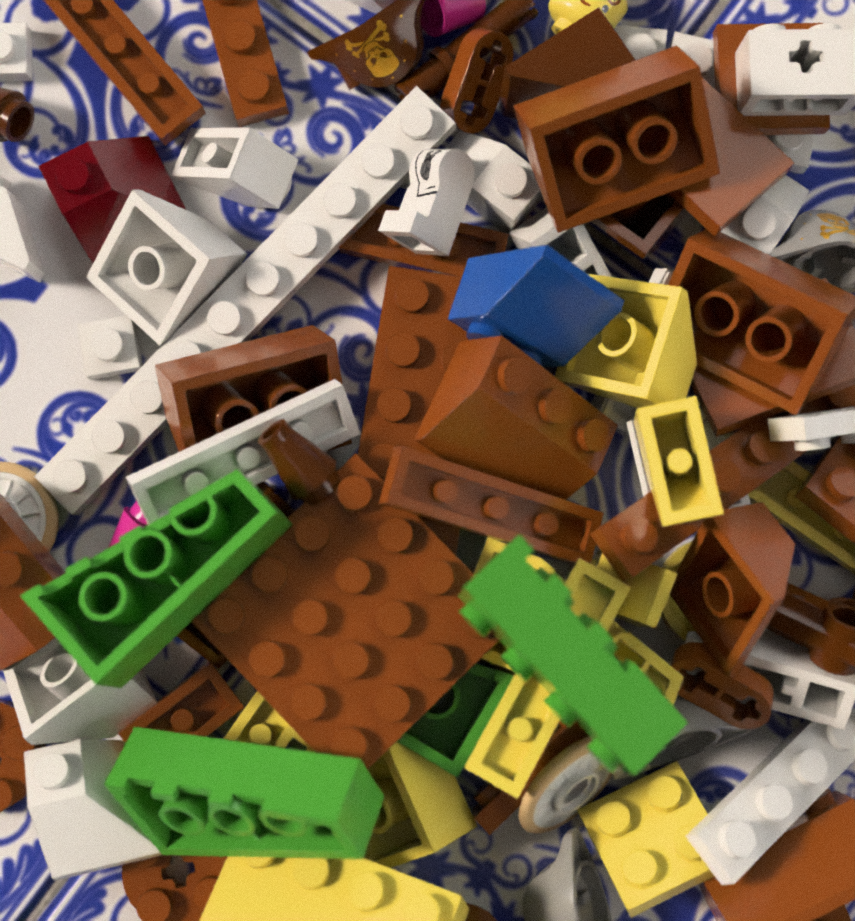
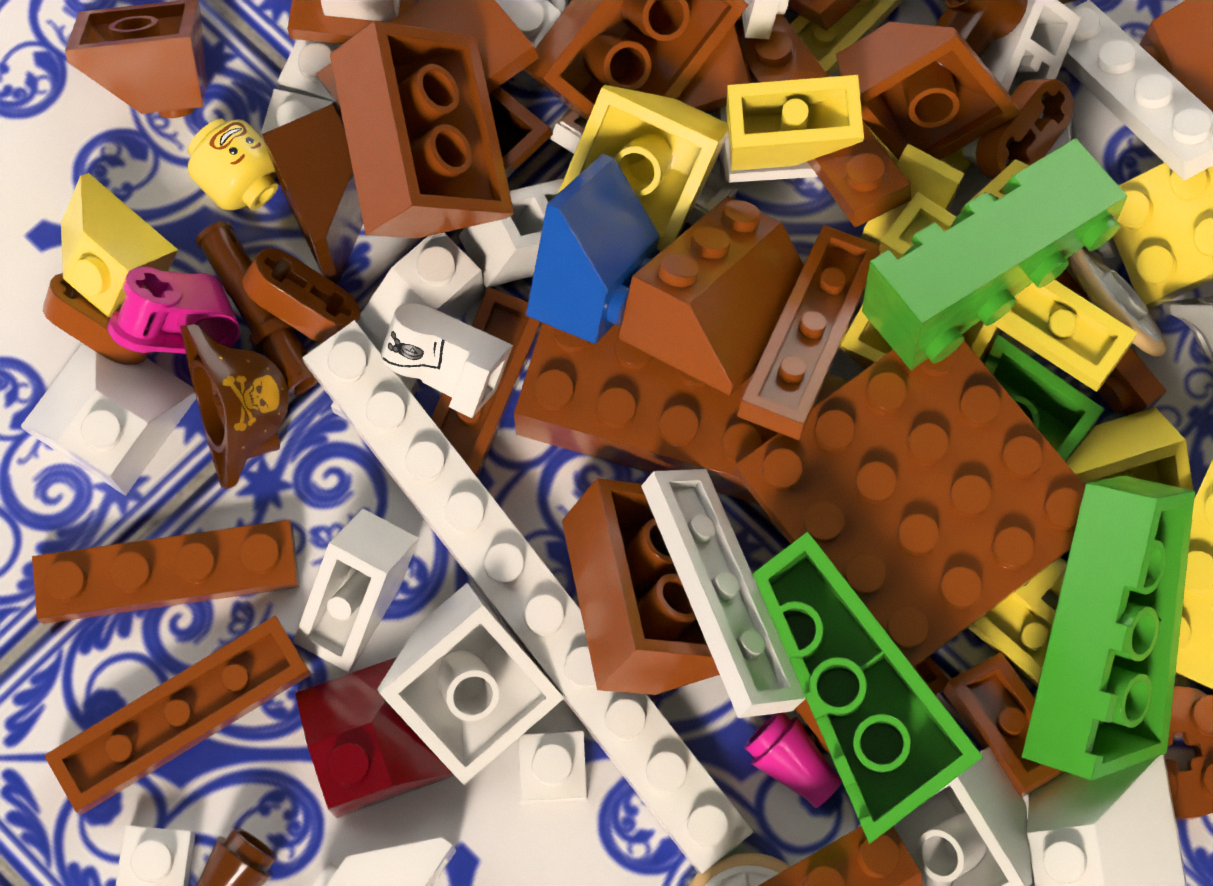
camera: 85 degrees left, 10 degrees down
(300, 464) = (744, 524): reddish brown cone -> none

